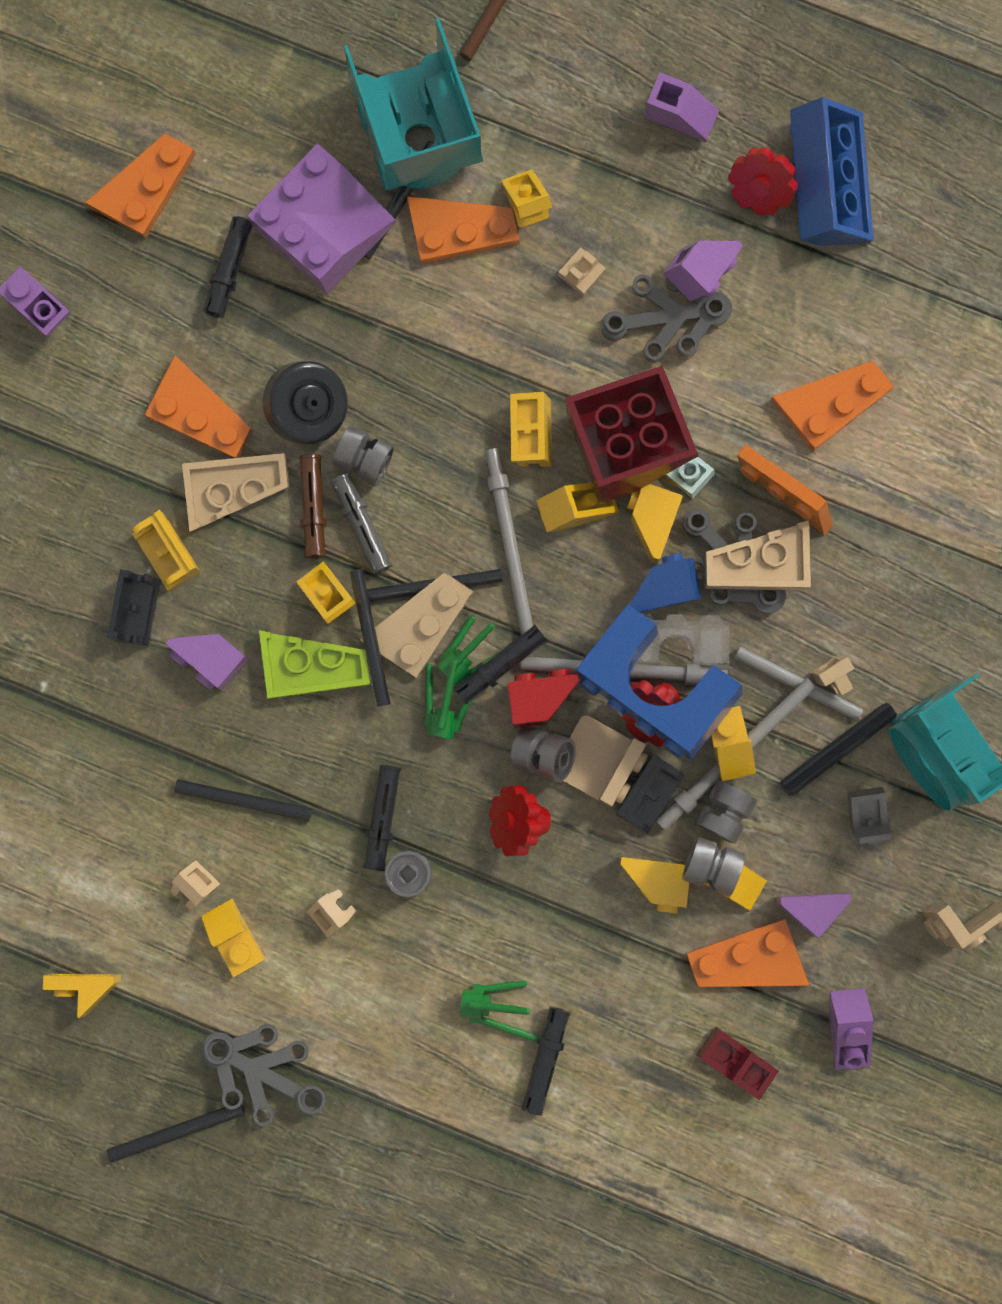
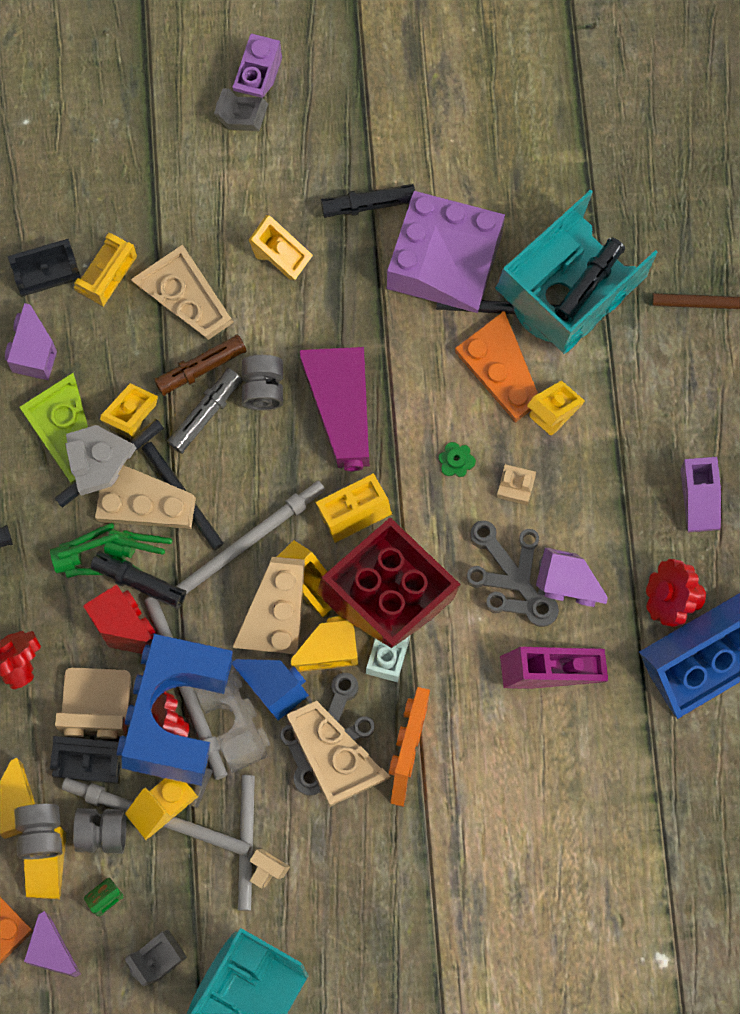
camera: 65 degrees right, 10 degrees down
(70, 342) = (240, 112): none -> flat silver bracket
(144, 186) = (403, 104): orange wing -> none
(197, 412) = (231, 227): orange wing -> none
(236, 372) = (275, 244): none -> yellow slope
(305, 402) = (282, 314): black wheel -> none
(361, 645) = (96, 457): none -> light grey plate
(420, 391) = (339, 393): none -> magenta slope
(421, 84) = (597, 270): none -> black pin
(532, 323) = (450, 466): none -> green plant
(542, 753) = (76, 650): flat silver wheel -> none
(599, 547) = (276, 609): none -> tan wing
(775, 325) = (552, 667): none -> magenta slope
(786, 838) = (103, 897): none -> green slope
(832, 402) = (512, 752): orange wing -> none
(838, 749) = (201, 903): black axle -> none

